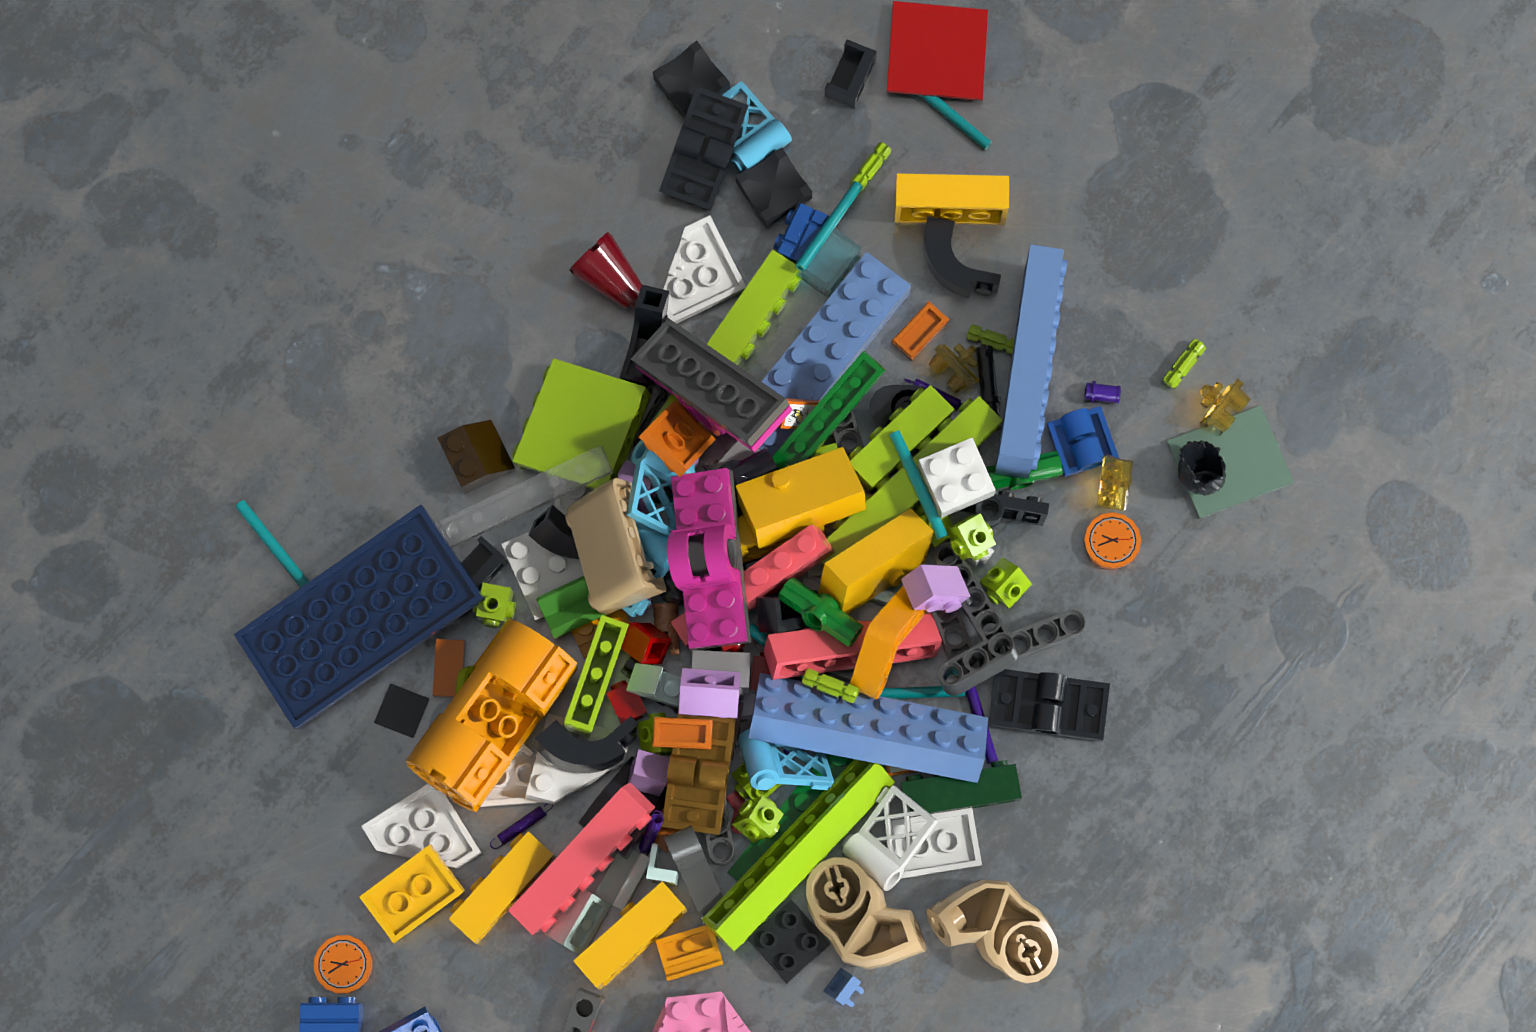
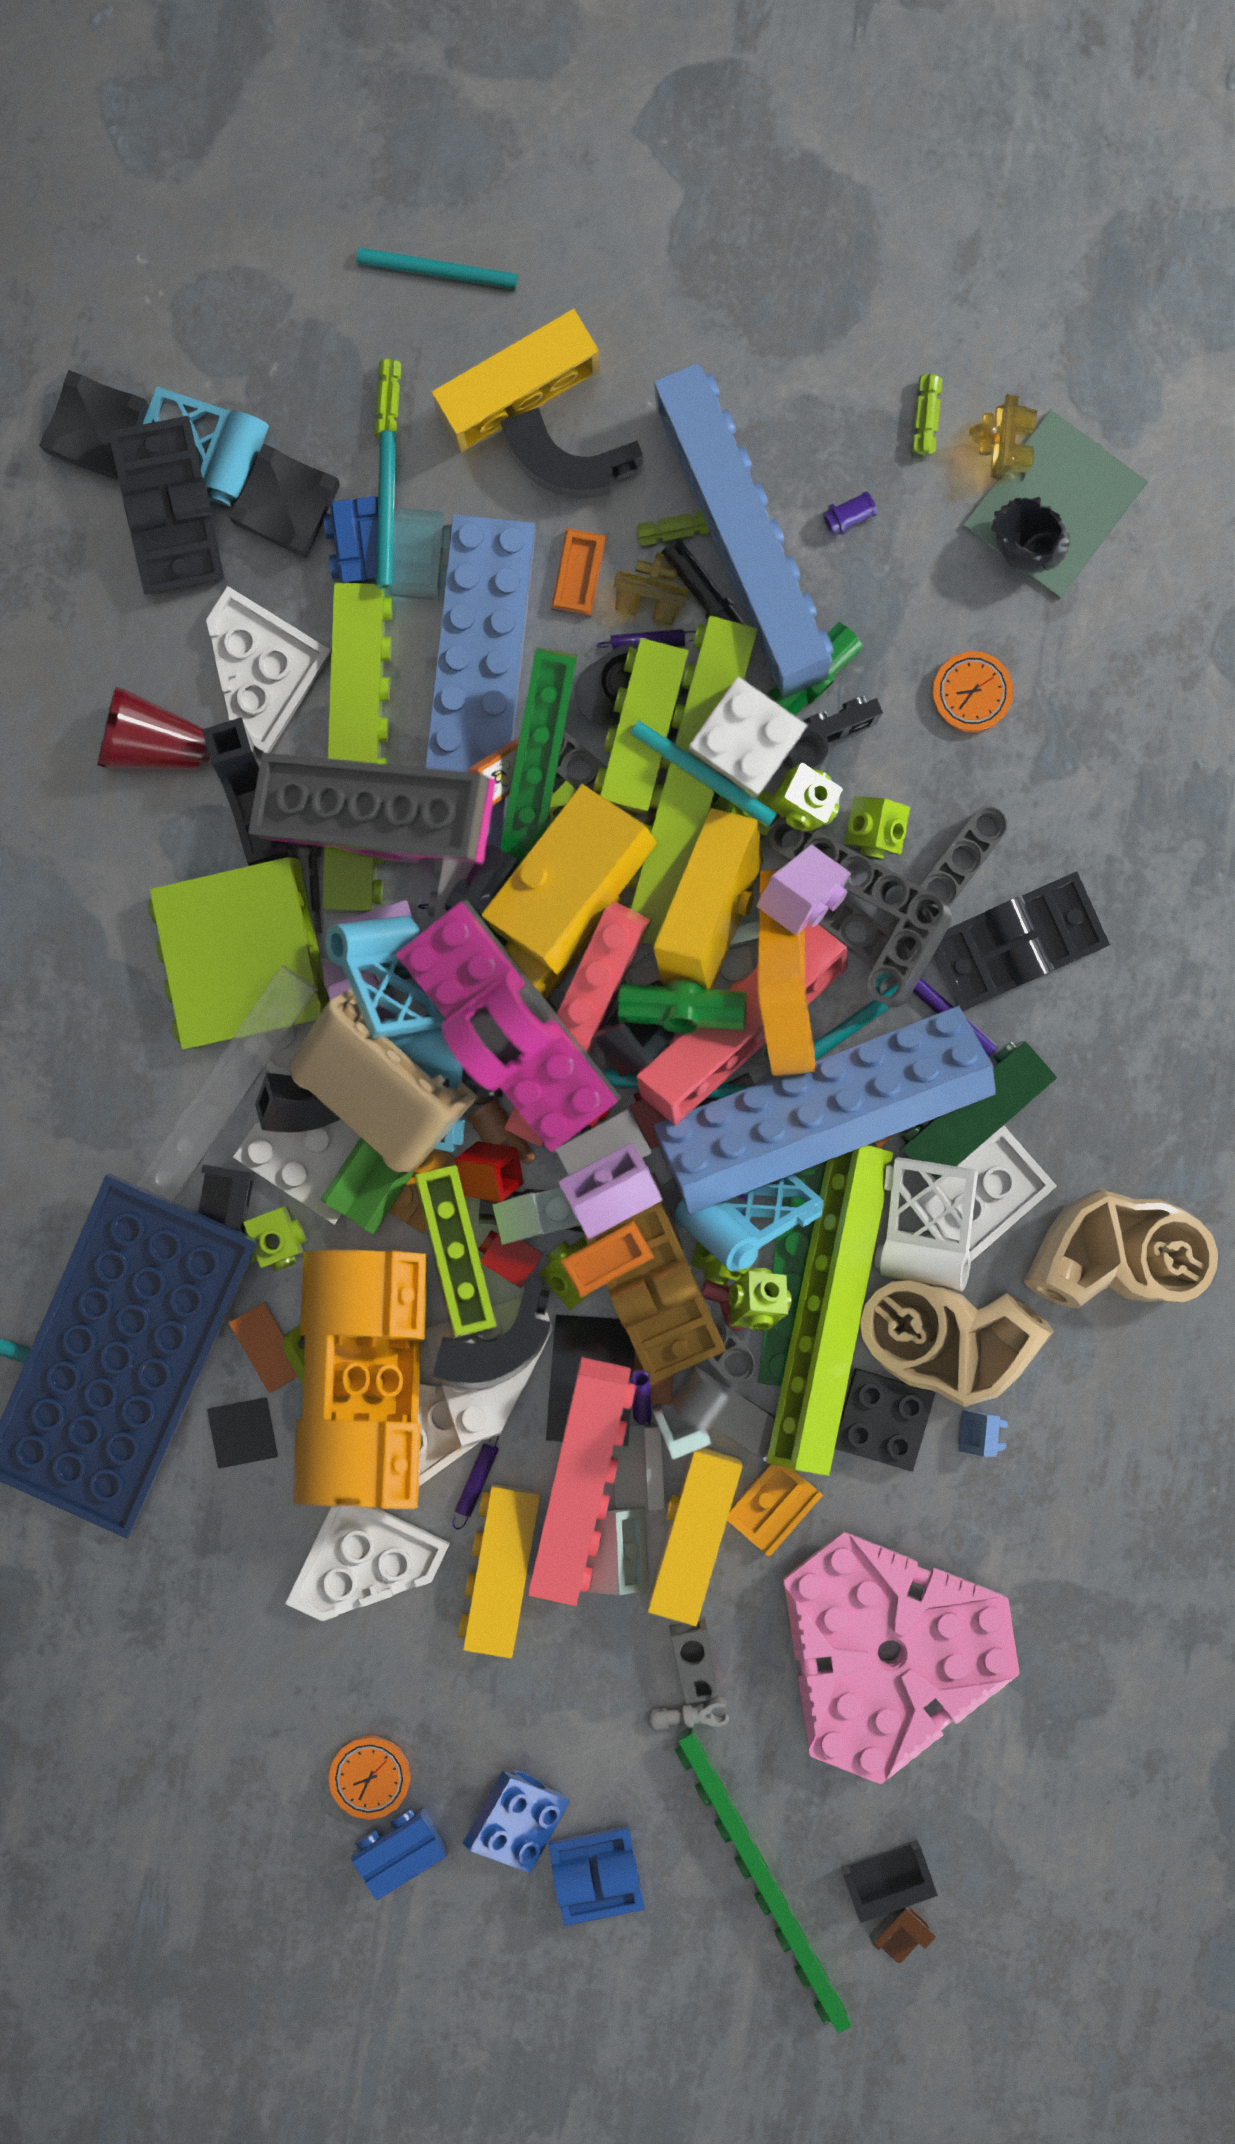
camera: 35 degrees left, 10 degrees up
(412, 893) = (399, 1645): yellow plate -> none
(476, 454) = (131, 1066): dark brown slope -> none
(649, 772) = (592, 1325): lavender brick -> none
(677, 438) = (371, 900): orange plate -> none
(830, 685) = (750, 1090): lime axle -> none
(851, 74) = (289, 293): black panel -> none
(937, 50) = (378, 196): red piece -> none
(1082, 440) = (863, 589): blue plate -> none
(1115, 483) = (935, 619): clear yellow hips -> none

